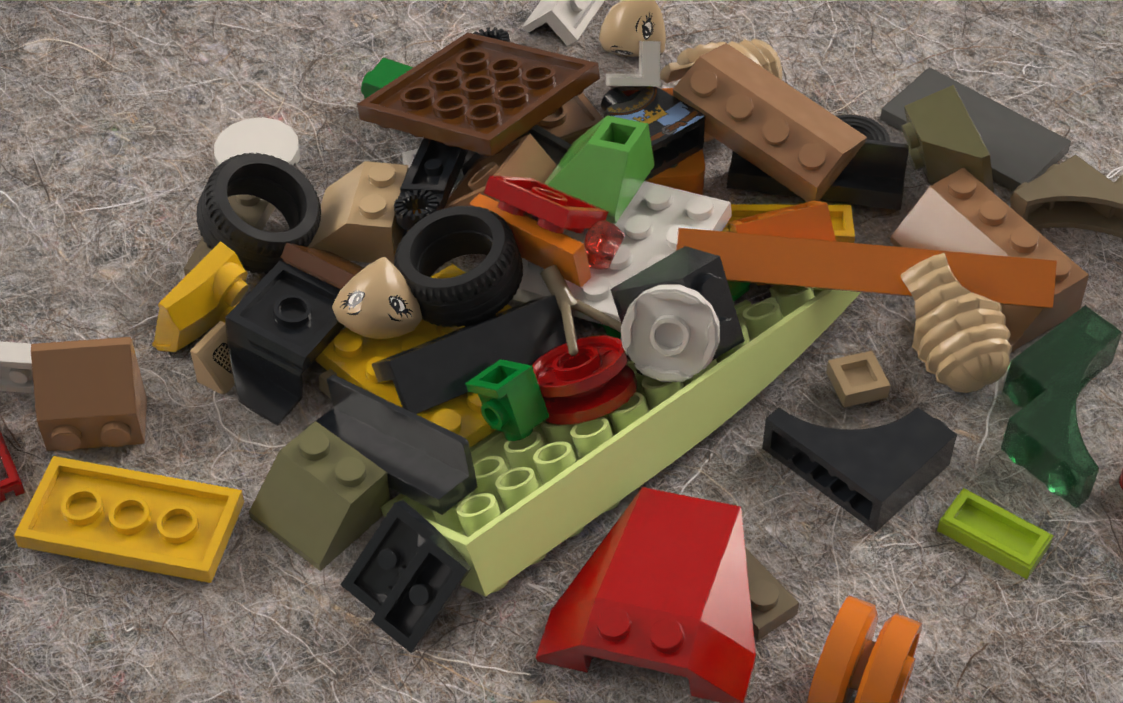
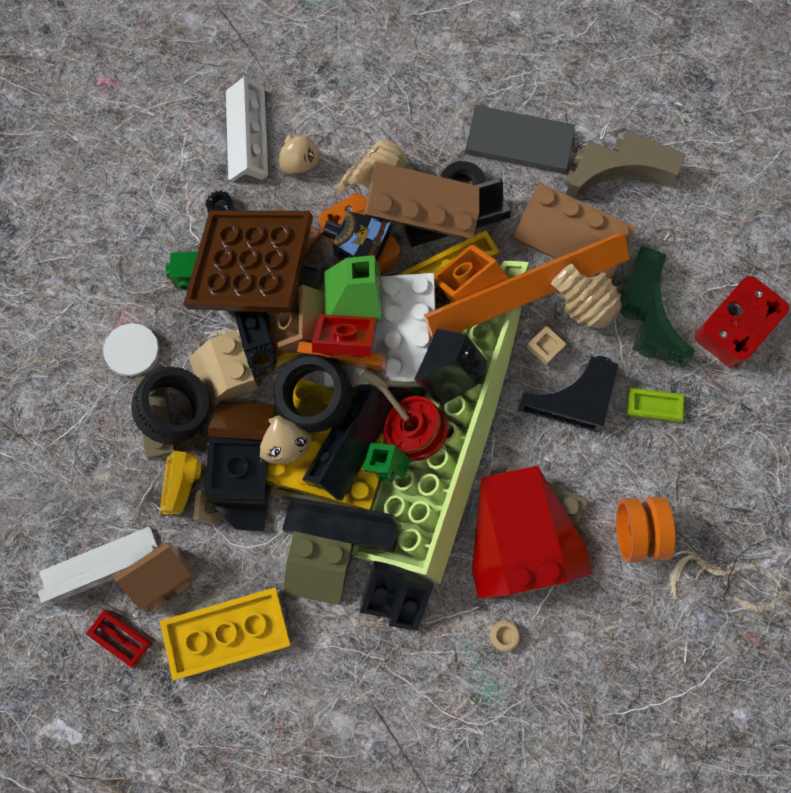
camera: 30 degrees left, 25 degrees up
(602, 244) = (385, 341): clear red piece -> none
(648, 68) = (329, 199): white panel -> none
(670, 332) = (457, 387): white tile -> none
(945, 138) = (522, 167): olive slope -> none

